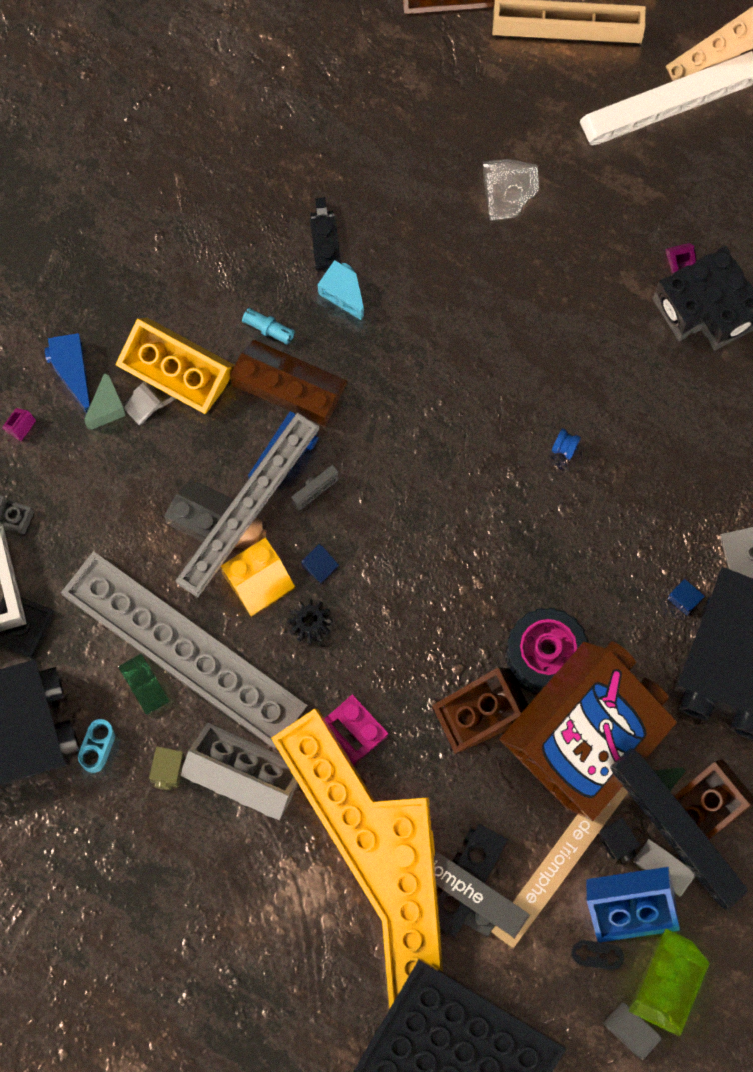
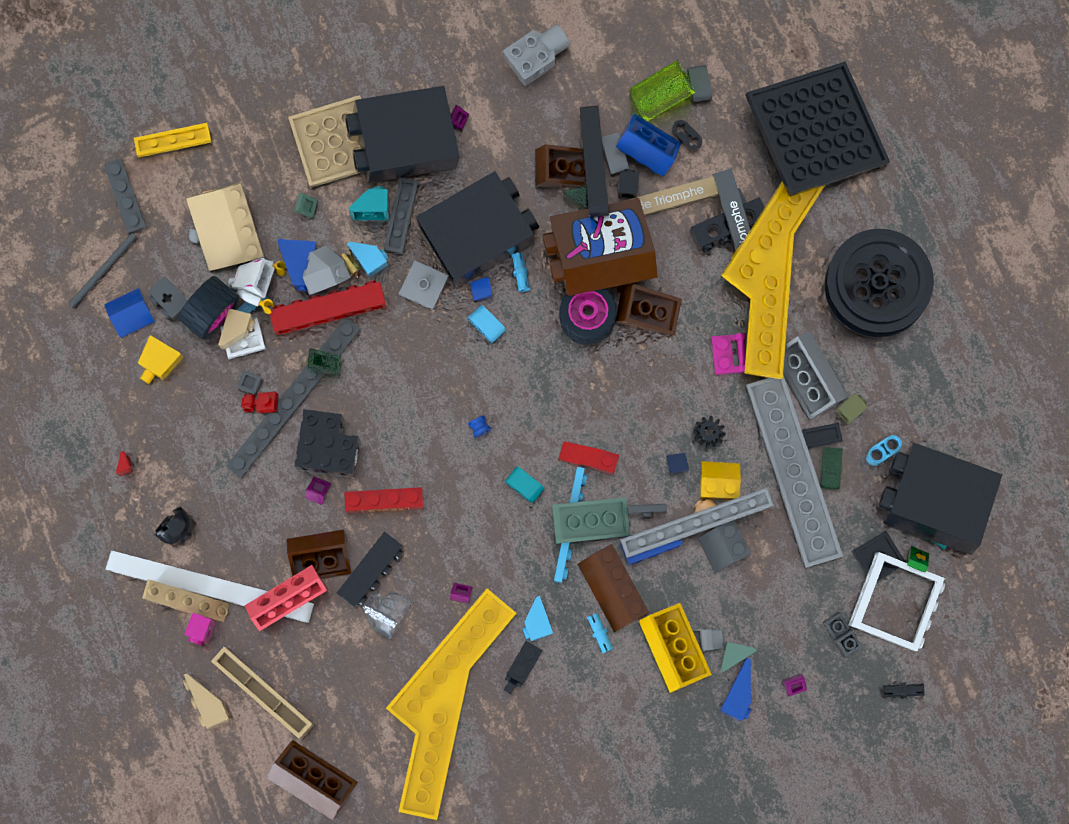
camera: 140 degrees left, 5 degrees up
(180, 714) = (822, 435): none -> black tile
(193, 913) = (896, 255): none -> black wheel
(366, 426) = (591, 520): none -> sand green plate
(390, 141) = (434, 699): none -> yellow piece
(390, 420) = (565, 552): none -> medium azure plate
(420, 498) = (589, 457): none -> red slope
(447, 263) = (461, 593): none -> magenta slope
(468, 418) = (524, 484): none -> teal beam
(559, 216) = (370, 570): none -> black brick
(603, 293) = (384, 500): none -> red brick
(622, 114) = (285, 598): none -> coral brick
(625, 192) = (323, 551): none -> reddish brown slope
(649, 560) = (486, 323): none -> medium azure beam
(658, 647) = (520, 272): none -> medium azure pin
(682, 30) = (200, 629): none -> dark pink brick

